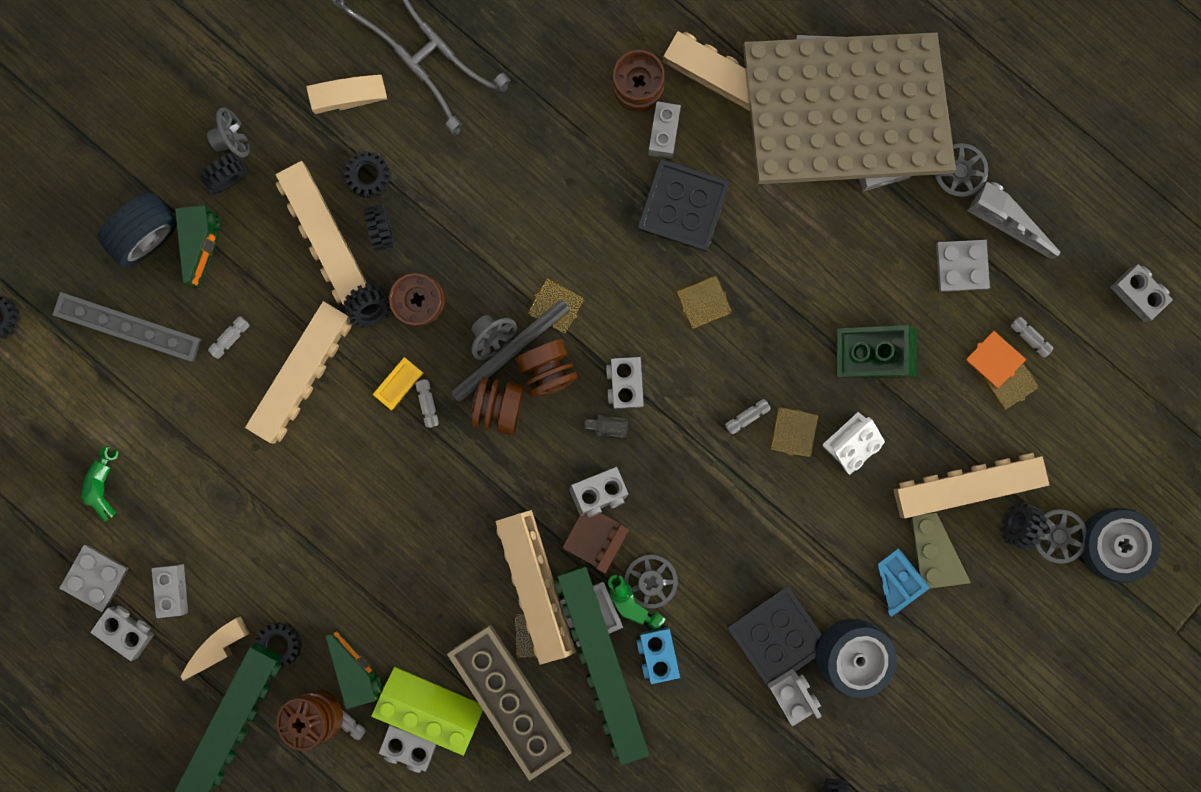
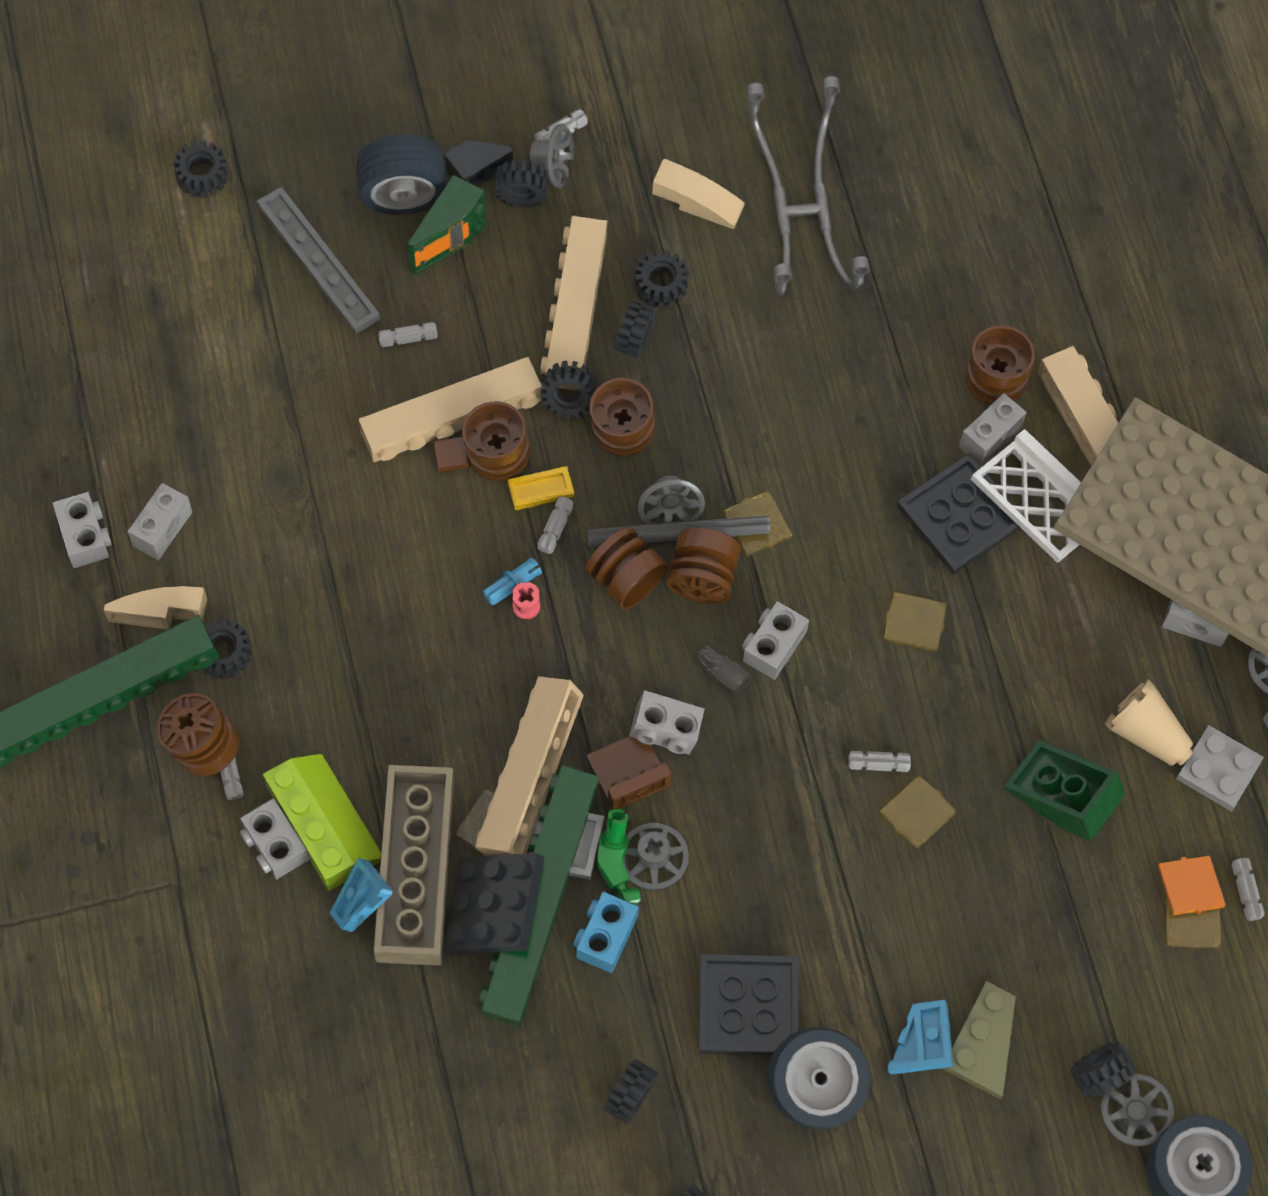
camera: 35 degrees right, 20 degrees down
(93, 485) = (168, 375): green arm -> none
(94, 578) = (96, 462): light grey plate -> none
(178, 177) = (476, 160): none -> black slope
(218, 101) = (577, 120): none -> light grey axle
(322, 402) = (451, 454): none -> reddish brown tile
(334, 380) = (491, 427): none -> reddish brown wheel
(355, 675) = (275, 728): dark green slope -> none
(428, 464) = (506, 584): none -> dark azure axle
(442, 477) = (527, 609): none -> coral bush
(492, 748) = (359, 896): none -> dark azure wing
(579, 693) = (493, 904): none -> black plate
(726, 137) = (1049, 471): none -> white fence
(748, 748) = (631, 1091): none -> black tyre
(794, 698) = (719, 1077): light grey bracket -> none
(854, 442) = (977, 863): white bracket -> none
(902, 271) = (1151, 725): none -> tan cone
(972, 486) = (1074, 994): tan brick -> none

